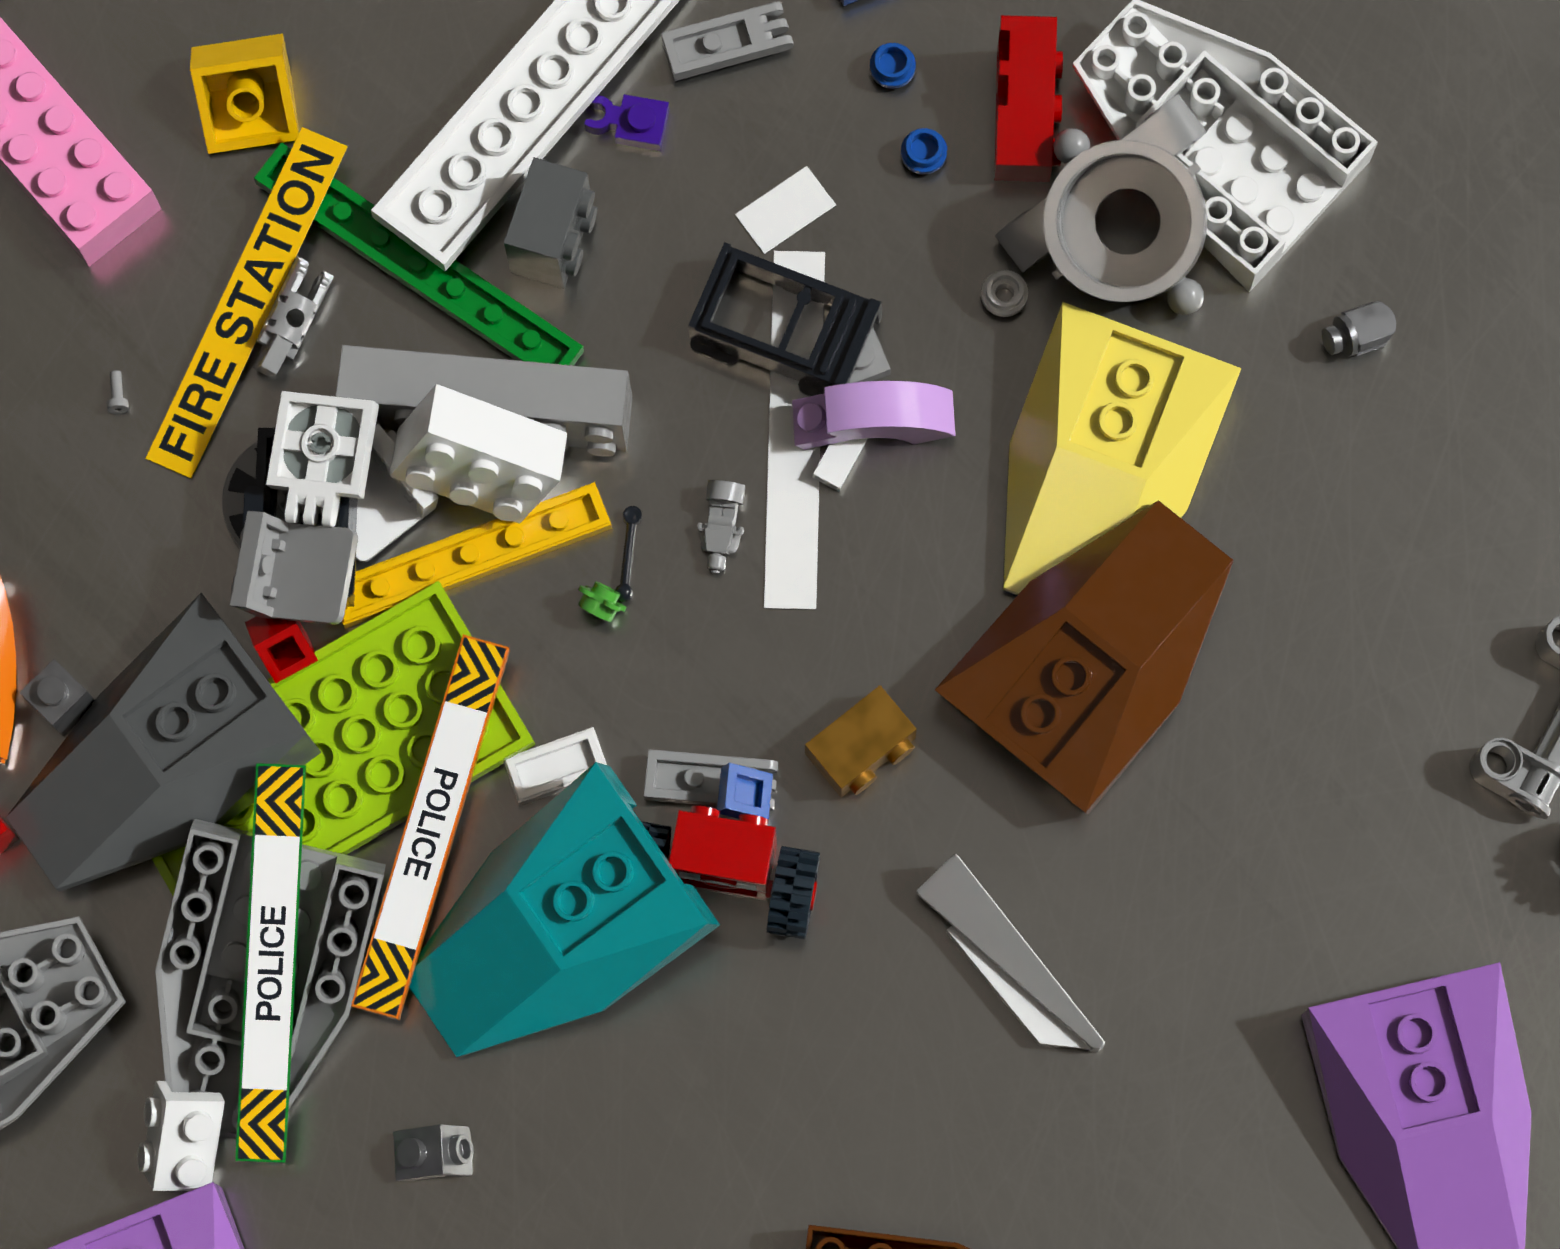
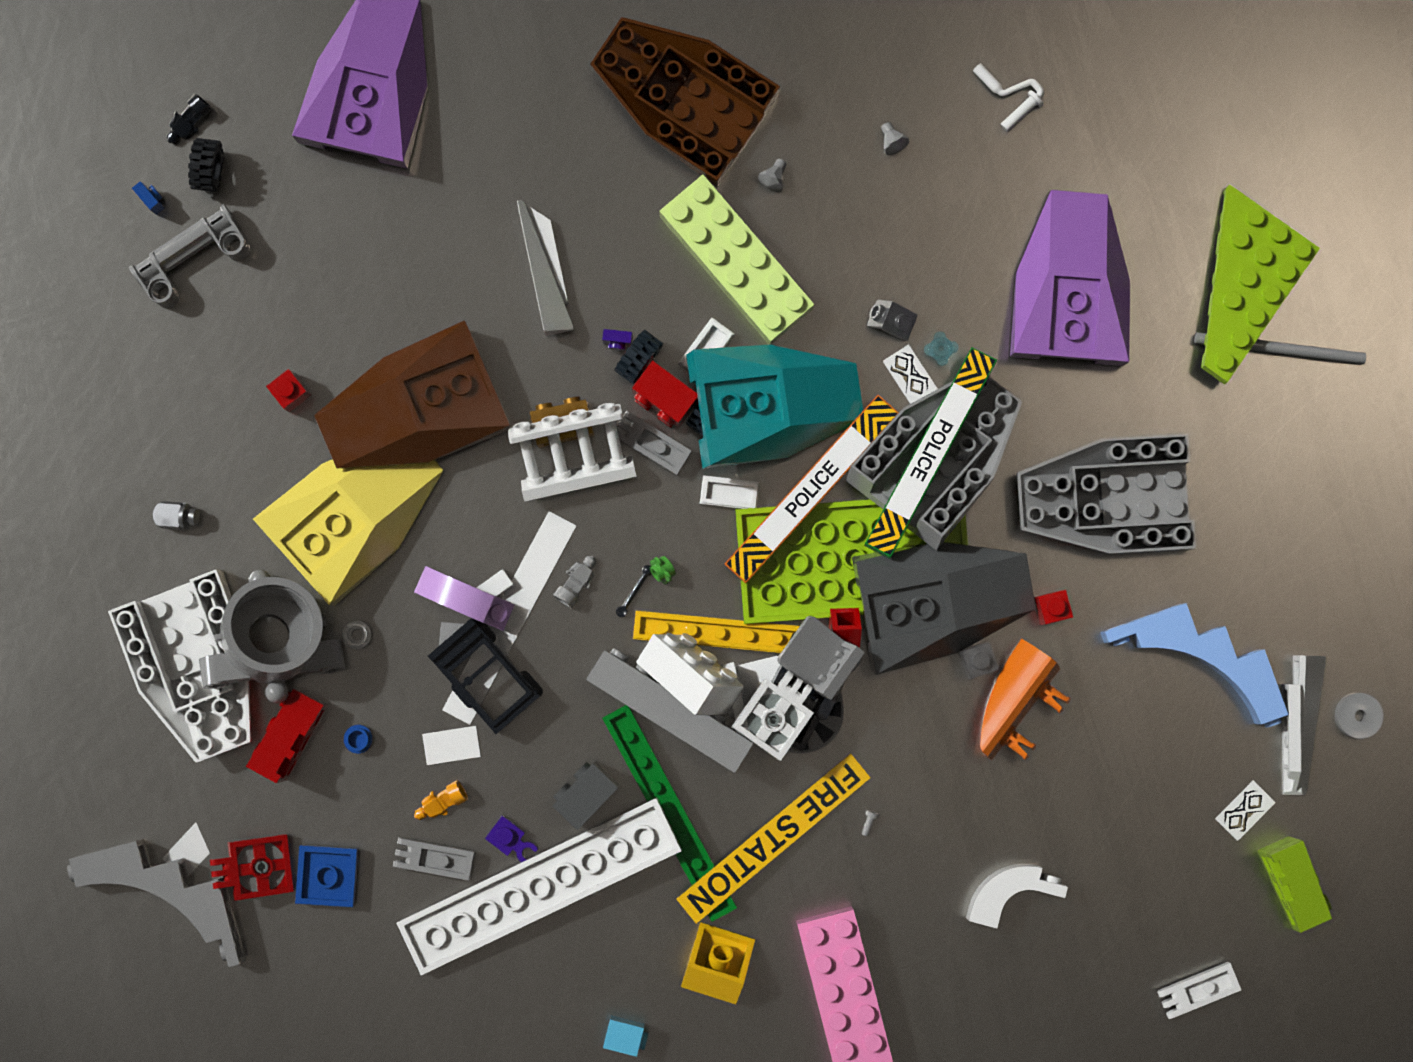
camera: 155 degrees left, 10 degrees up
(180, 1138) = (1020, 388): white bracket -> none
(279, 337) = (765, 807): light grey hinge -> none
(341, 1158) = (940, 356): none -> clear light blue plate
(365, 1084) = (909, 374): none -> white sticker
(700, 975) = (712, 336): none -> white tile
(718, 1121) = (736, 260): none -> yellowish green brick
(744, 791) = (638, 421): plate -> none
(745, 140) = (436, 804): none -> light orange piece
(797, 670) = (564, 478): none -> white fence
(841, 909) = (617, 339): none -> dark purple plate
(892, 65) = (349, 798): blue plate -> none
(1294, 587) = (288, 390): none -> red brick

